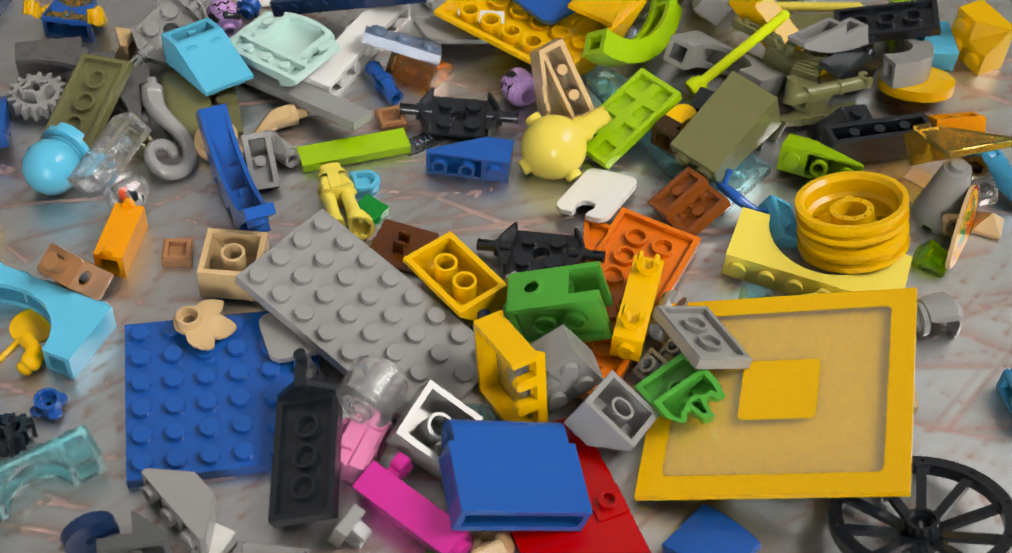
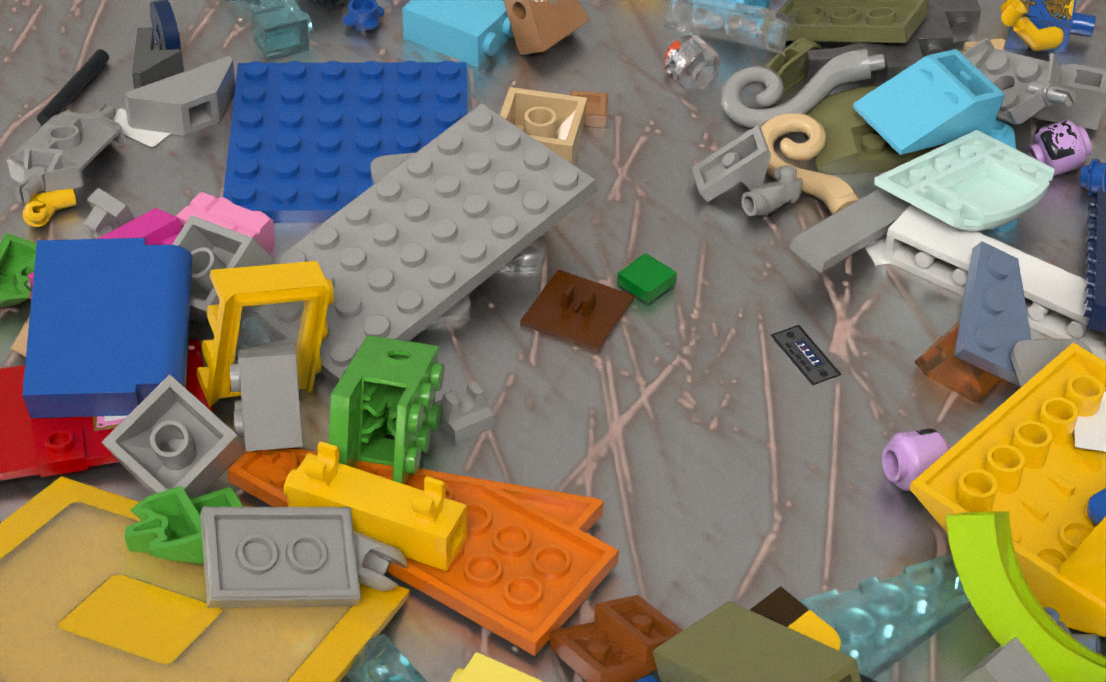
camera: 100 degrees right, 5 degrees down
(121, 238) = (605, 56): light orange brick -> none
(203, 324) = (439, 105): tan plate -> none
(228, 166) = (632, 143): blue arch -> none
(306, 448) = (285, 168): black hinge -> none
(338, 190) = (673, 240): light yellow piece -> none
(354, 149) = (778, 273): lime tile -> none
(365, 182) = (707, 279): medium azure tile -> none
(372, 391) = (267, 205): clear head -> none
(384, 82) = (928, 311): blue pin -> none
(389, 118) = (848, 316): medium nougat tile -> none
(438, 115) = (853, 359): black plate -> none
(458, 276) = (480, 326): yellow slope -> none
(477, 159) = (744, 394): blue slope -> none
(519, 248) = (529, 416): black plate -> none
(557, 82) = (869, 465): tan wedge -> none
(557, 145) = (760, 478): light yellow piece -> none
(599, 189) = (657, 530): white piece -> none
(632, 113) = (827, 574): lime plate -> none

